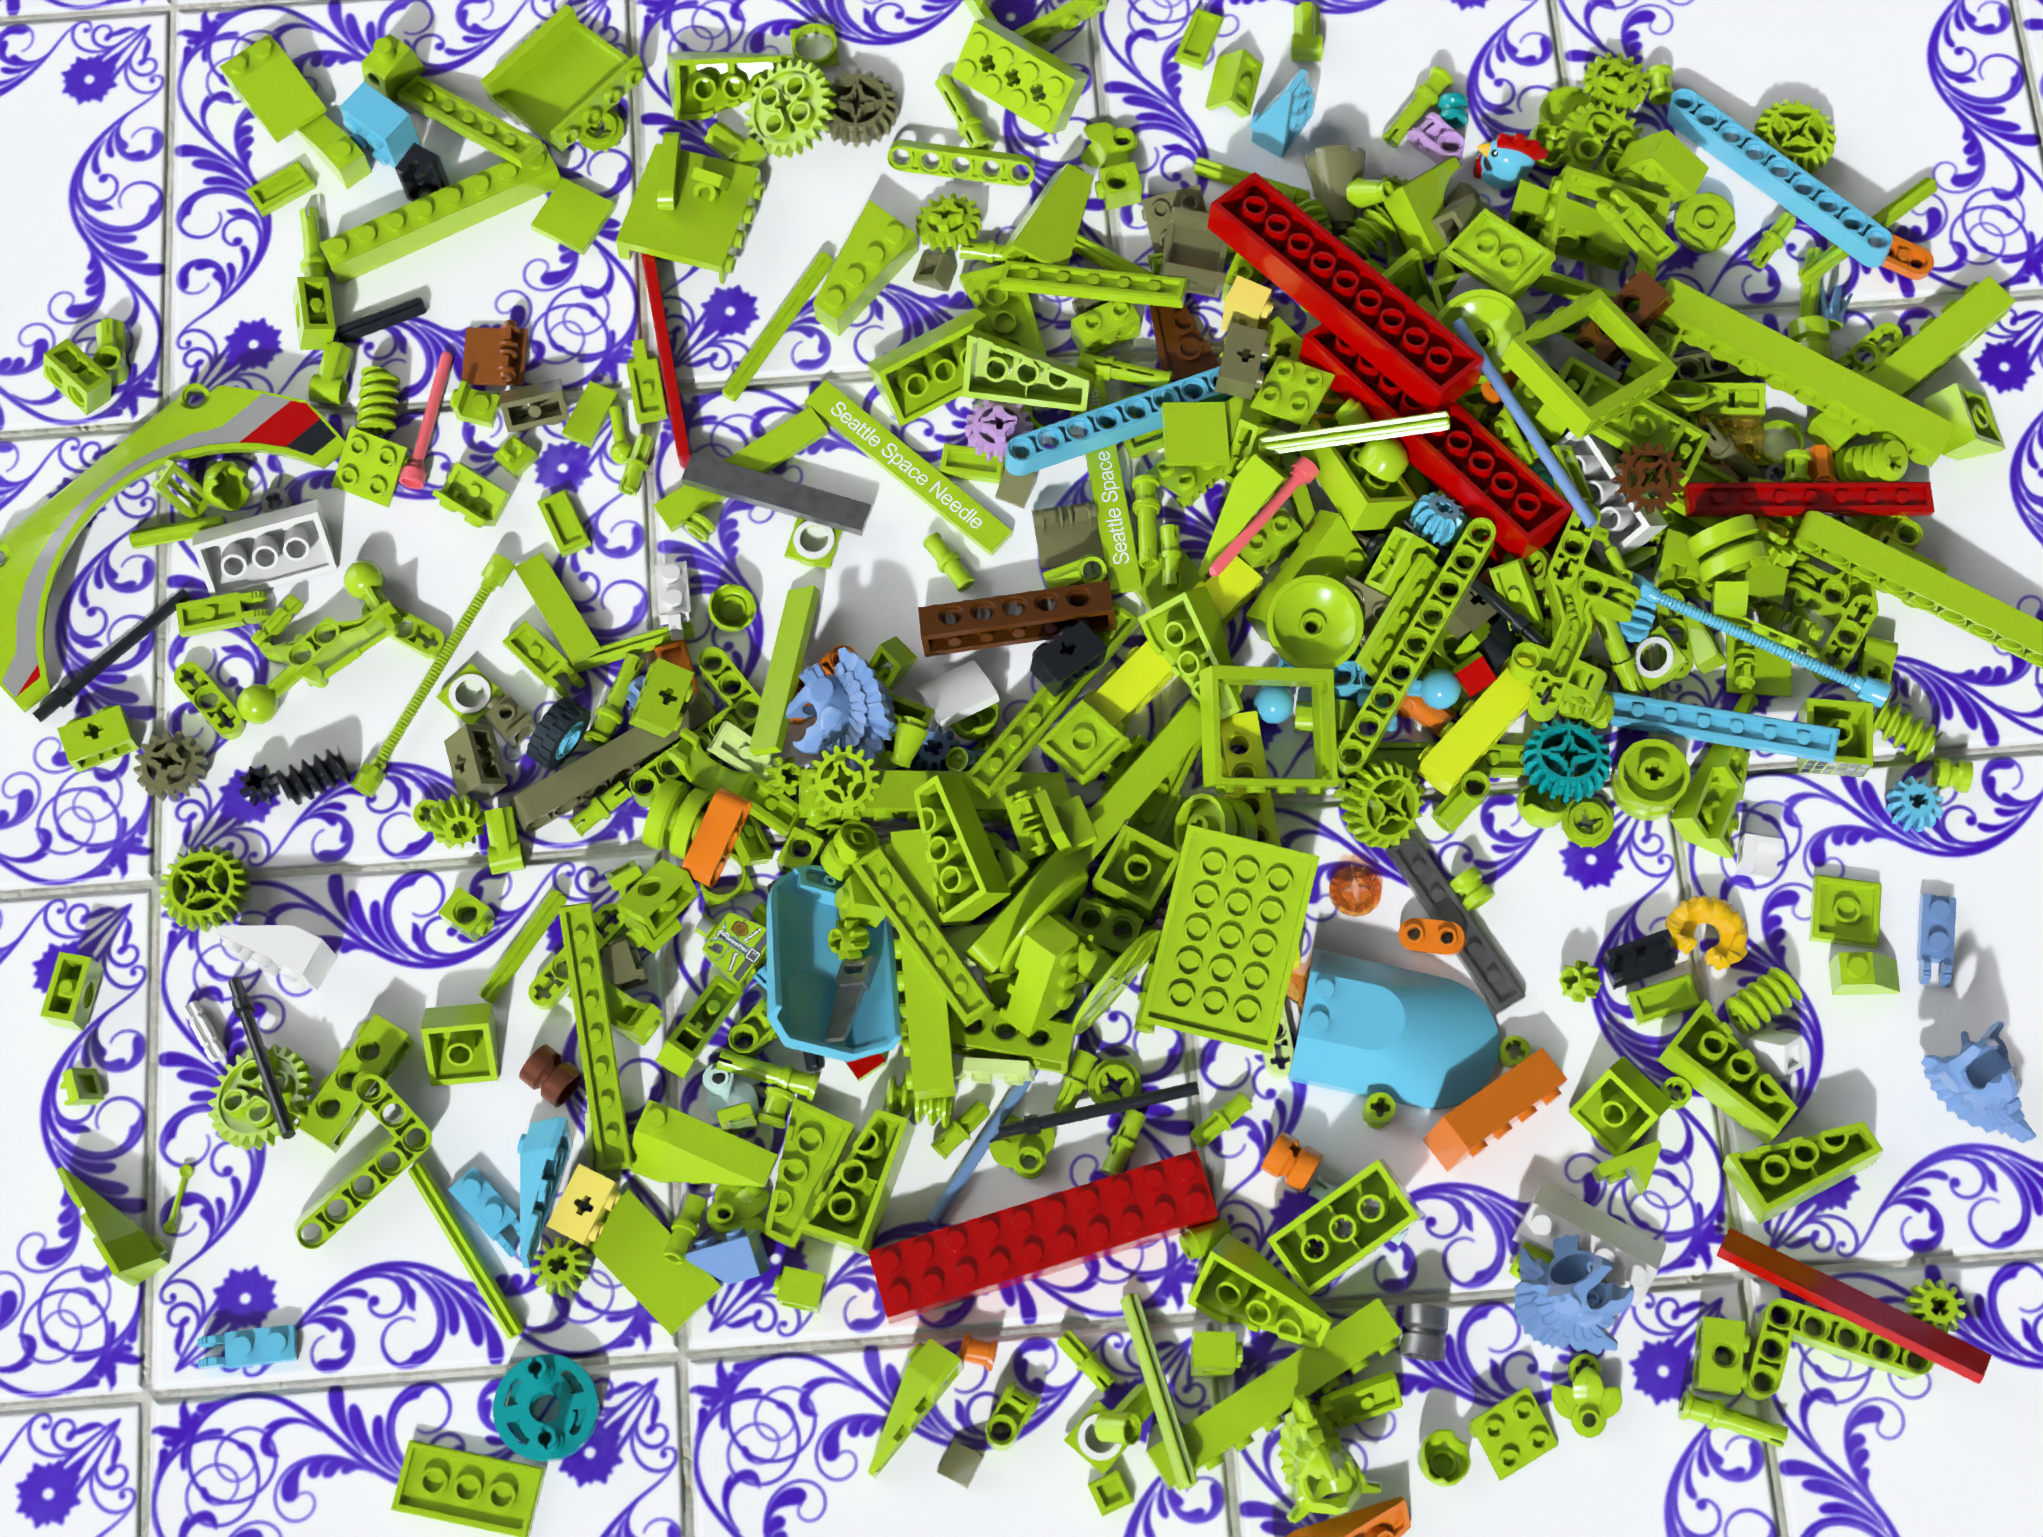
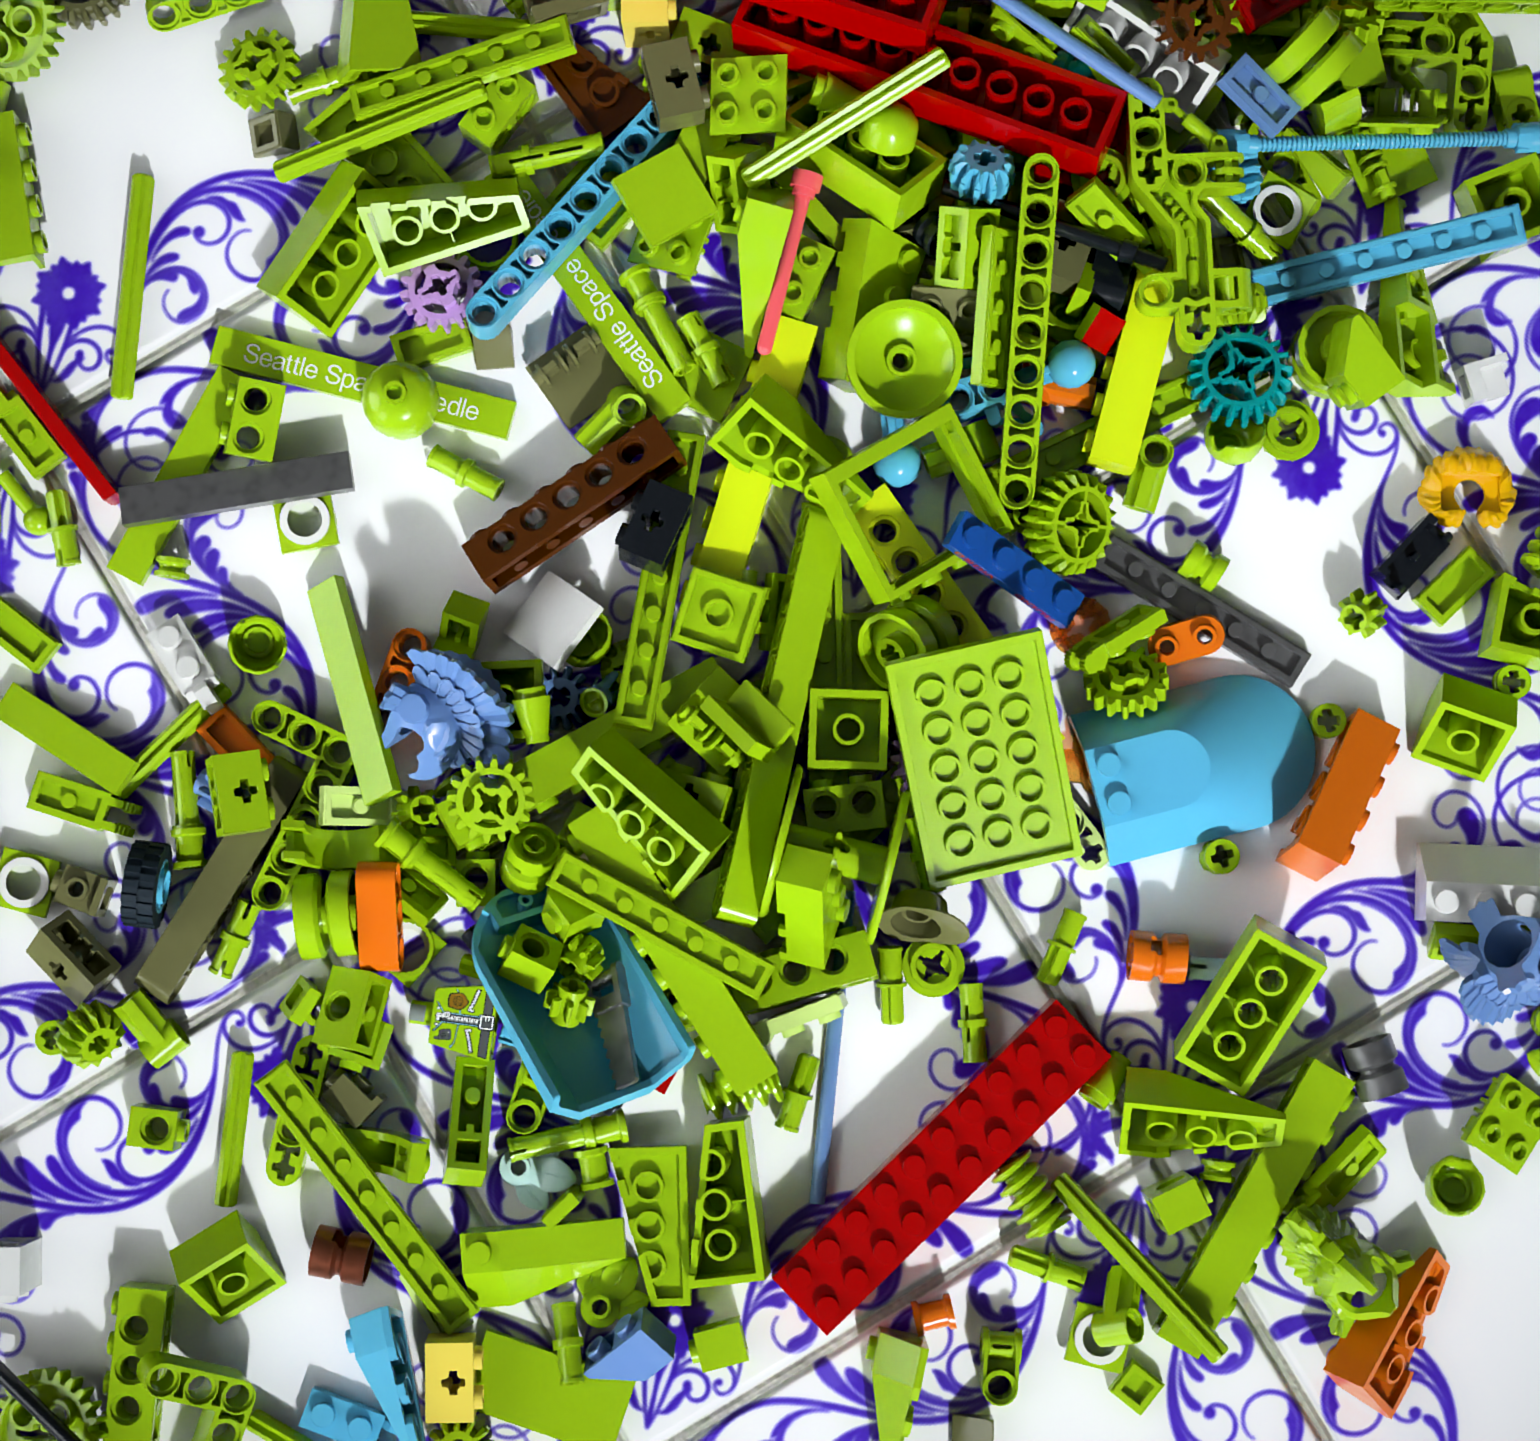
camera: 25 degrees left, 15 degrees up
(767, 803) = (414, 854): none -> lime pin
(810, 916) = (529, 958): none -> lime brick
(819, 455) = (263, 422): none -> lime brick
(823, 964) = (569, 1002): none -> lime gear
(864, 267) = (193, 166): lime wedge -> none
(928, 488) = (400, 400): none -> lime cylinder
(1012, 299) = (380, 131): none -> lime axle
(1015, 1149) = (867, 1071): lime plate -> none
(1033, 1124) = (871, 1052): black bar -> none
(1099, 1296) = (1030, 1196): none -> lime piece
(1122, 1040) = (922, 917): none -> olive piece
(1259, 1351) = (1217, 1170): none -> lime bush
(1322, 814) = (1013, 569): none -> blue plate
(1369, 942) = (1128, 684): none -> lime gear
(1374, 905) = (1114, 637): none -> lime hinge
(1637, 1163) = (1508, 778): lime slope -> none
(1659, 787) = (1358, 365): none -> lime slope
(1673, 560) = (1258, 96): none -> medium blue plate

